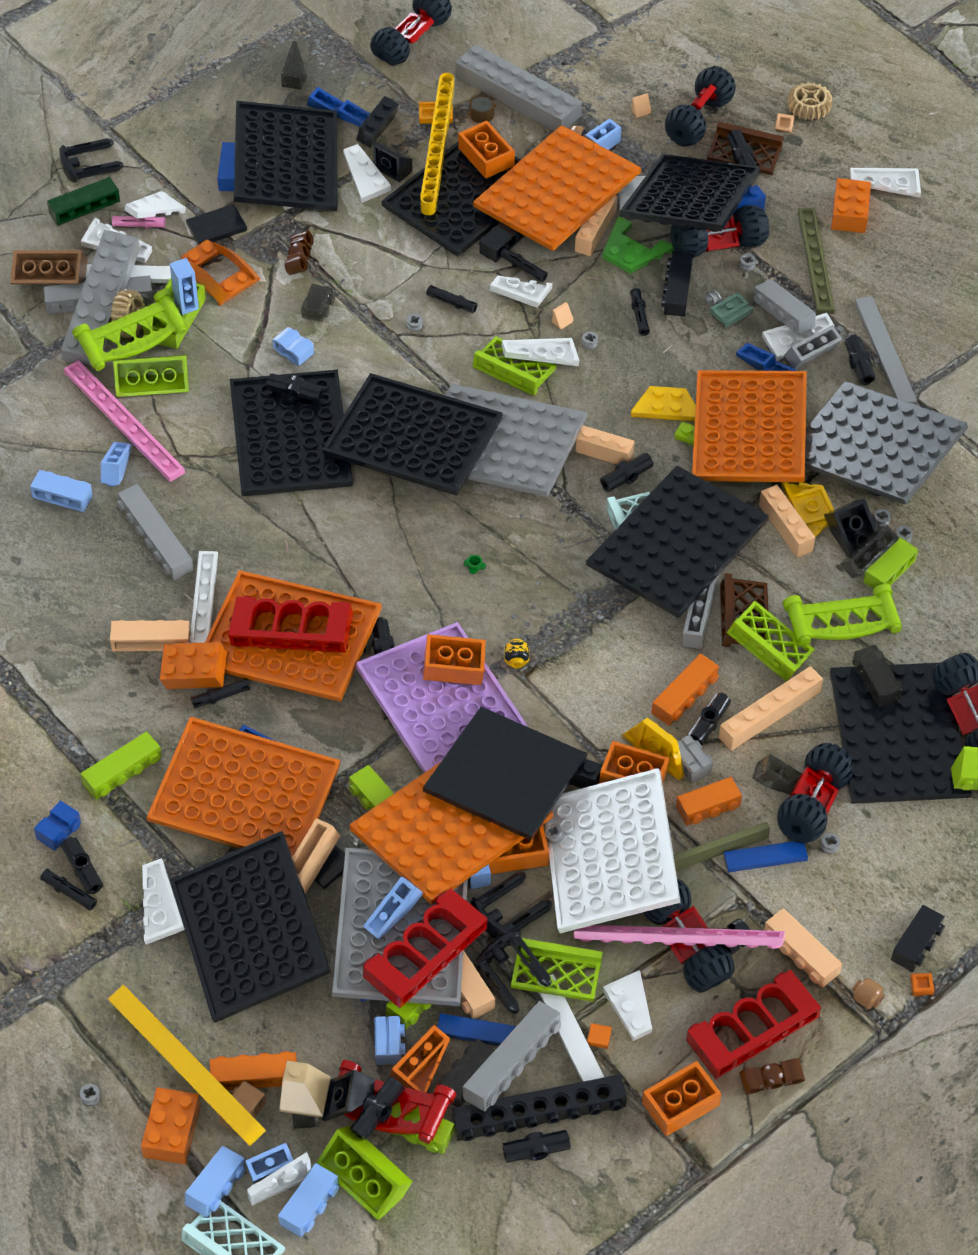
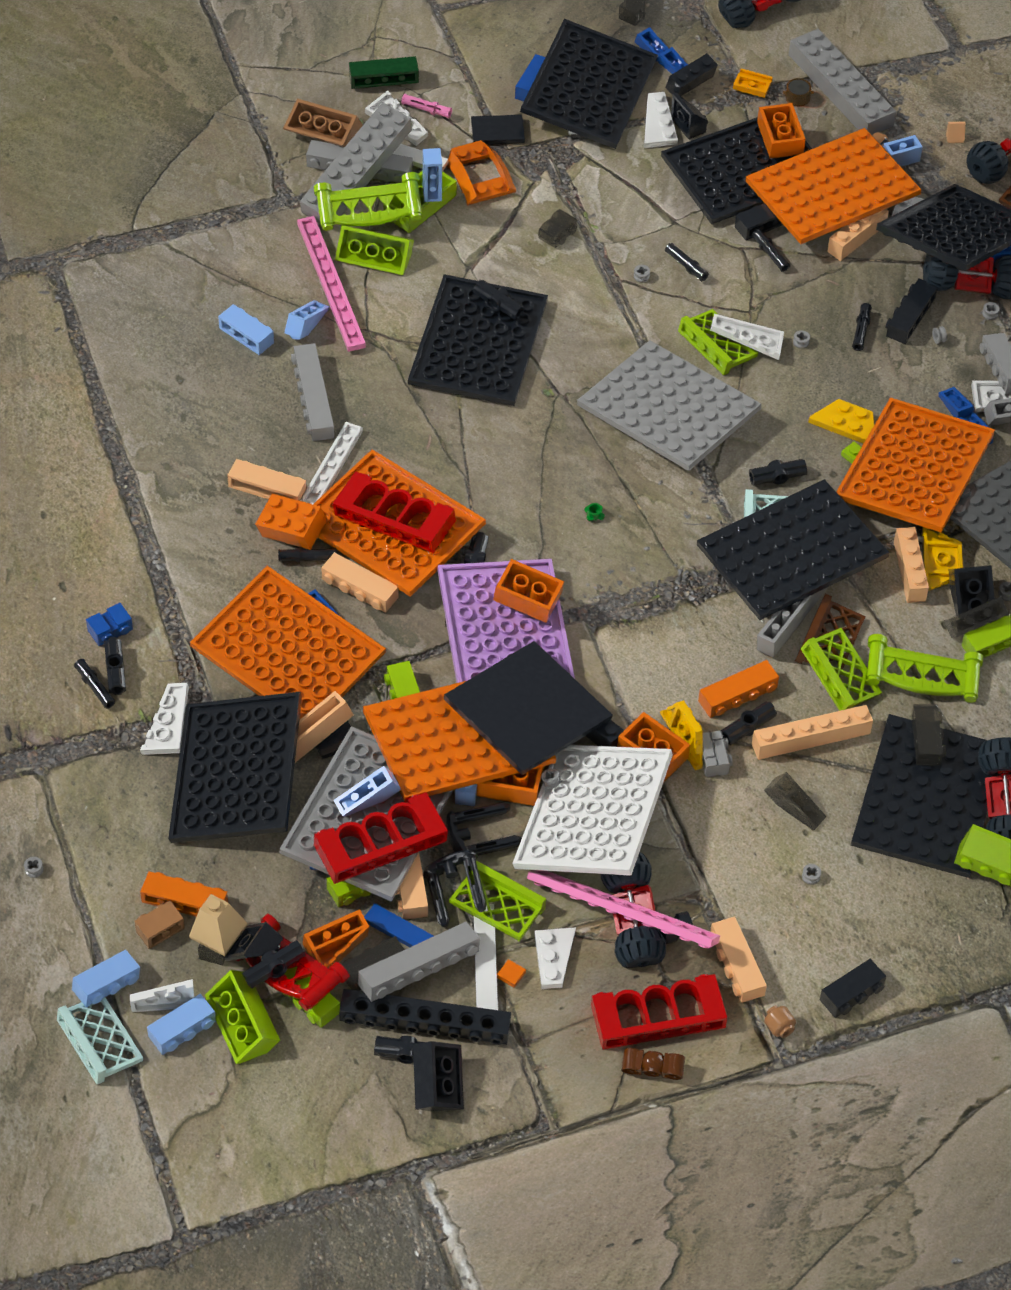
camera: 20 degrees right, 0 degrees up
(69, 164) = (386, 35): black piece -> none
(121, 765) = (189, 590): lime brick -> none
(126, 303) = (375, 175): tan gear -> none
(154, 204) = (447, 93): white wing -> none
(171, 1125) = (90, 917): orange brick -> none
(187, 1065) = (125, 869): yellow beam -> none
(268, 1162) = (158, 977): light blue brick -> none
(284, 704) = (359, 582): none -> light nougat brick
(293, 346) = (517, 261): light blue brick -> none
(299, 253) = (561, 177): reddish brown piece -> none
(388, 1040) = (316, 909): light blue brick -> none
(413, 434) = (588, 374): black plate -> none
(437, 144) = (737, 112): yellow beam -> none
(516, 653) = (595, 605): head -> none
(524, 292) = (761, 277): white wing -> none
(562, 316) = (784, 308): light nougat slope -> none
(580, 1162) = (438, 1076): none -> black slope
(604, 445) = (767, 440): light nougat brick -> none
(627, 252) = (878, 269): bright green wing -> none
(681, 1098) = (558, 1053): orange brick -> none
(708, 801) = (712, 797): orange brick -> none
(719, 846) = (700, 842): olive tile -> none
(731, 310) = (952, 351): sand green plate -> none
(765, 856) = (744, 865): blue tile -> none
(806, 810) = (797, 836): black plate -> none
(922, 984) = (838, 1031): orange tile -> none

